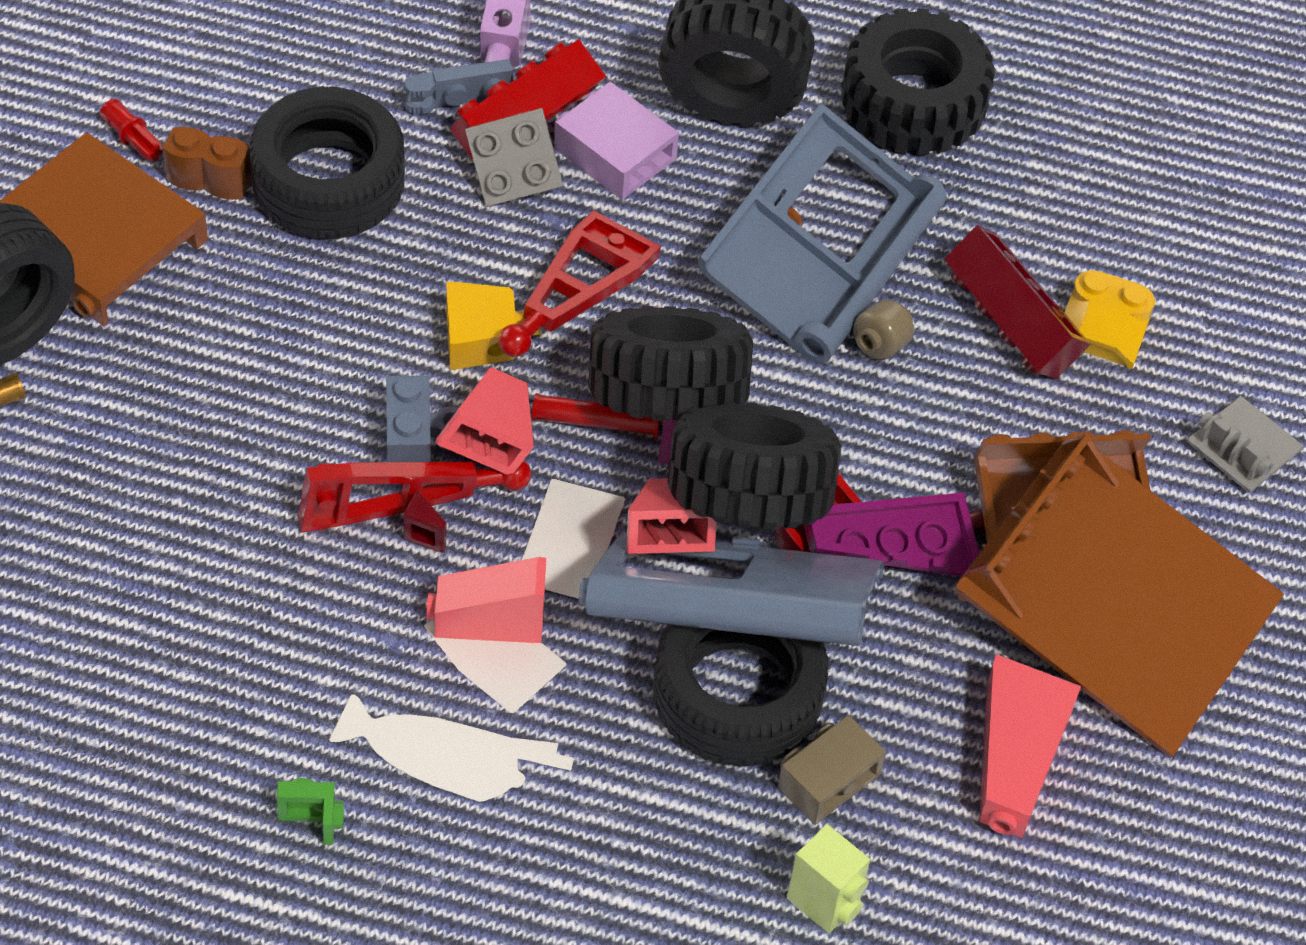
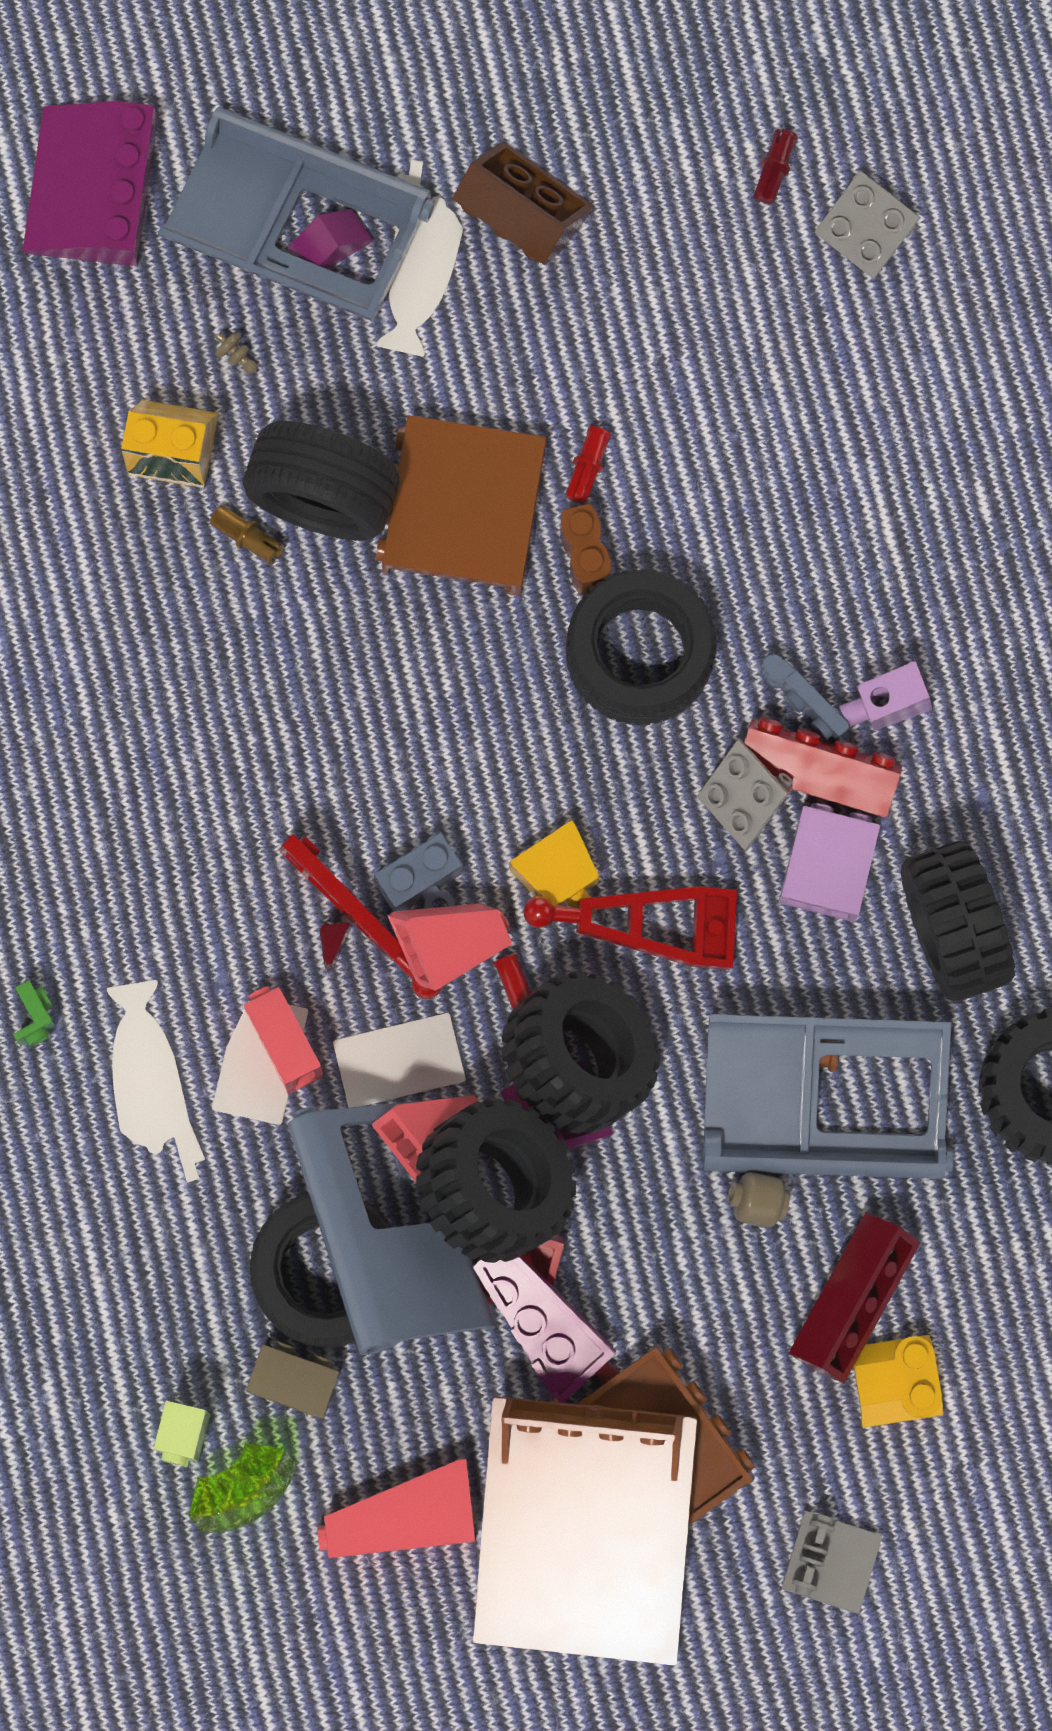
camera: 60 degrees right, 25 degrees up
(920, 864) = (243, 1490): none -> clear neon green brick

